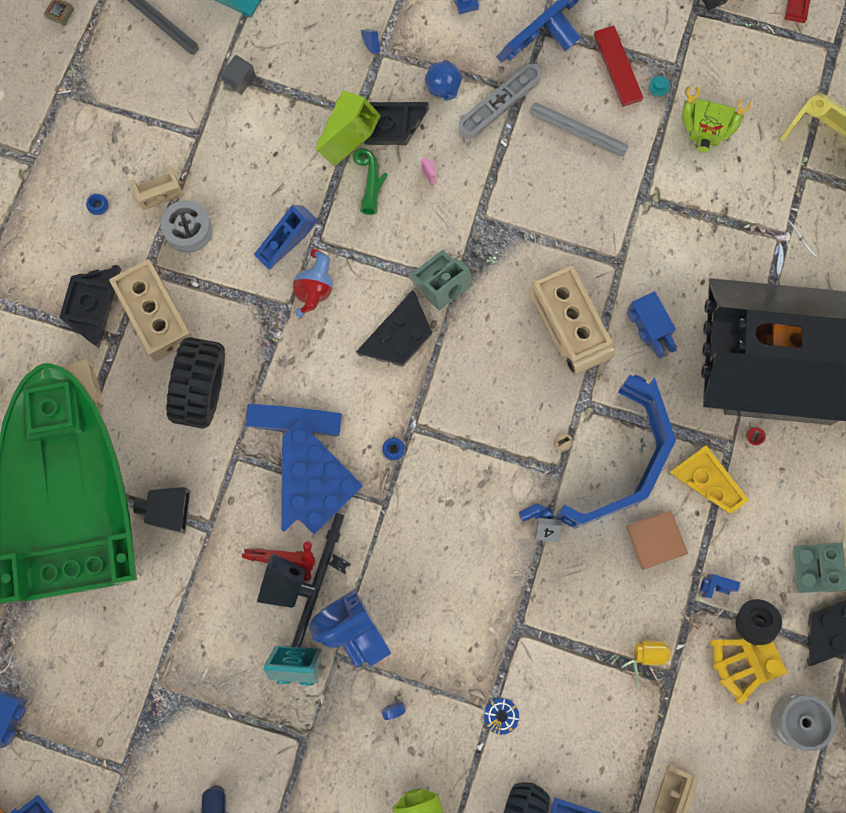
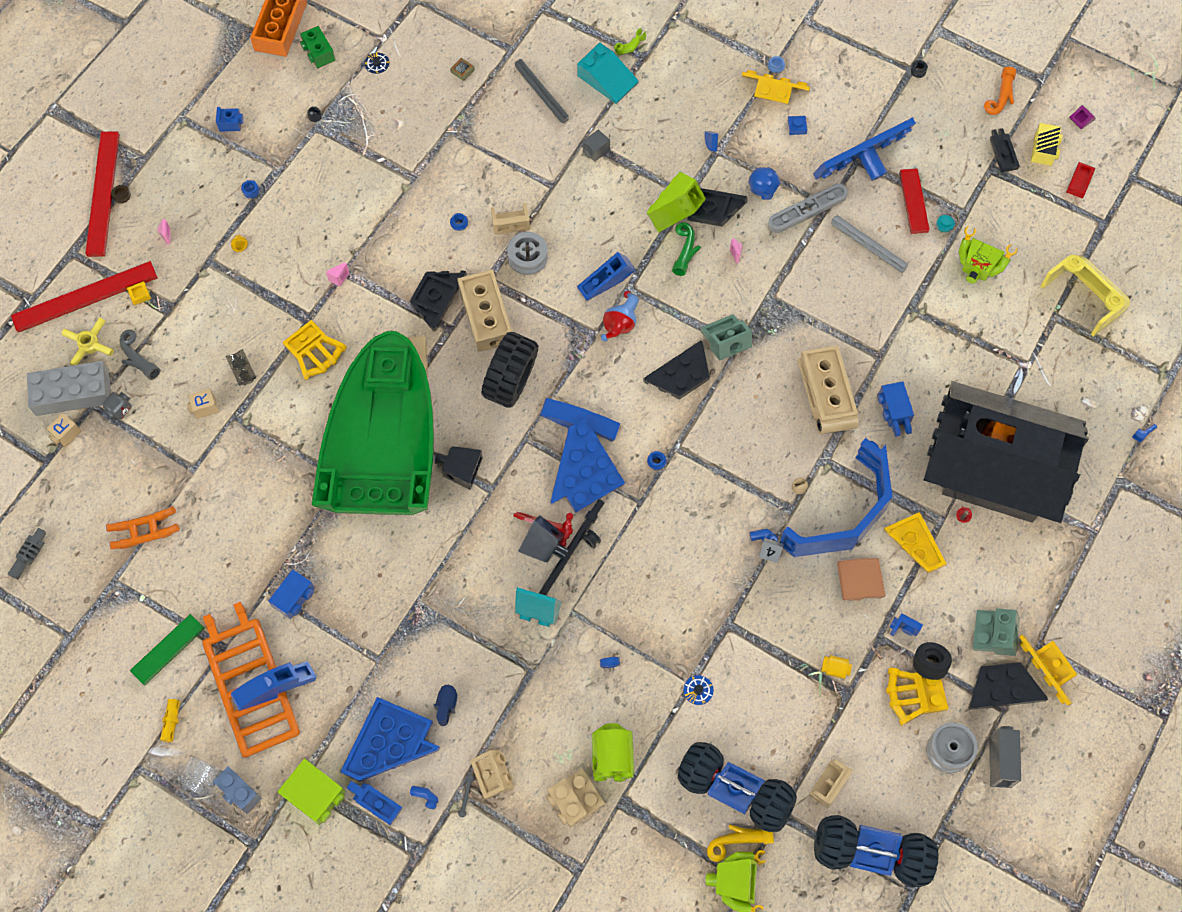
camera: 15 degrees right, 10 degrees down
(351, 626) = (594, 588): blue piece -> none

